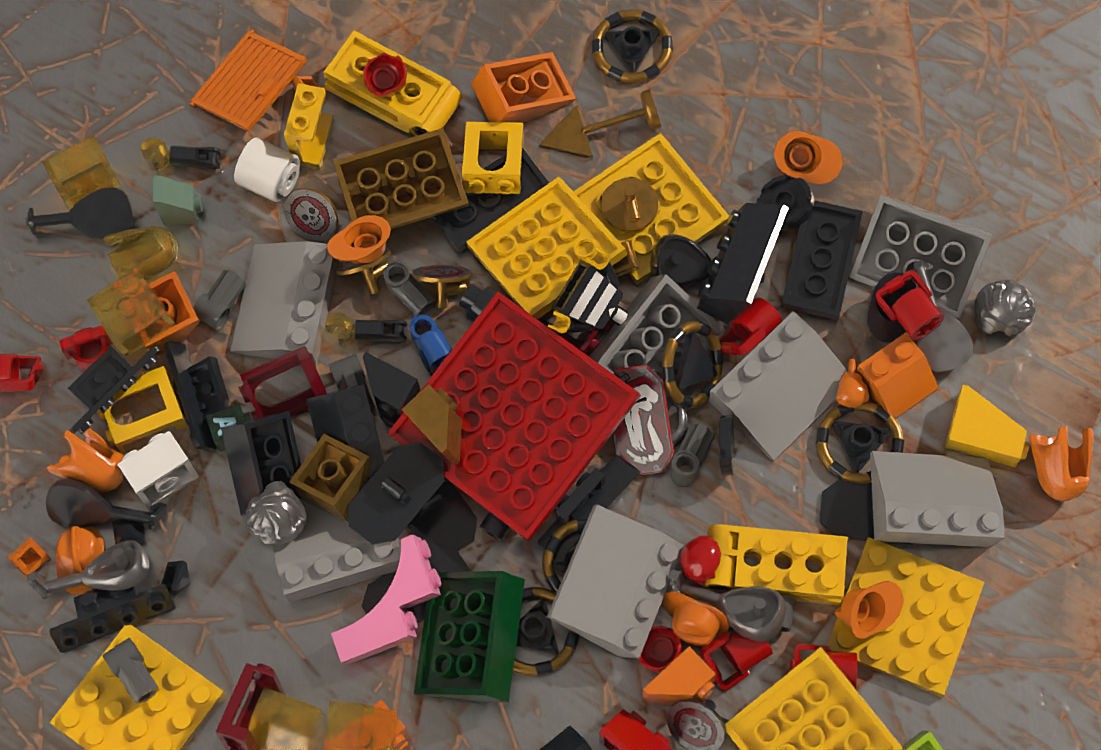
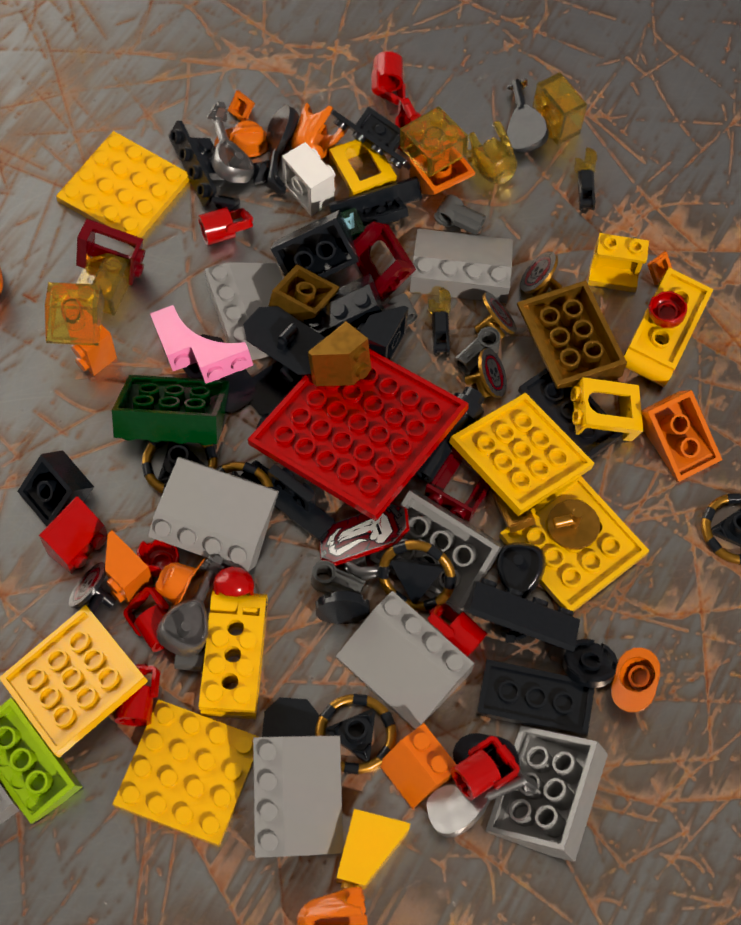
camera: 80 degrees right, 5 degrees down
(128, 665) = (151, 169): dark grey piece -> none
(176, 201) = (541, 174): sand green slope -> none
(213, 580) = (219, 225): none -> red piece
(249, 80) = (660, 222): orange piece -> none
(267, 170) = (576, 237): white piece -> none
(276, 514) = (269, 257): flat silver hair -> none
(361, 240) = (507, 297): orange piece -> none
(431, 345) = (425, 365): blue piece -> none
(571, 133) = (642, 478): pearl gold piece -> none
(589, 297) = (467, 480): torso -> none
(852, 390) = (404, 721): orange piece -> none
(871, 608) = (185, 730): orange piece -> none
(1004, 307) = (495, 871): flat silver hair -> none

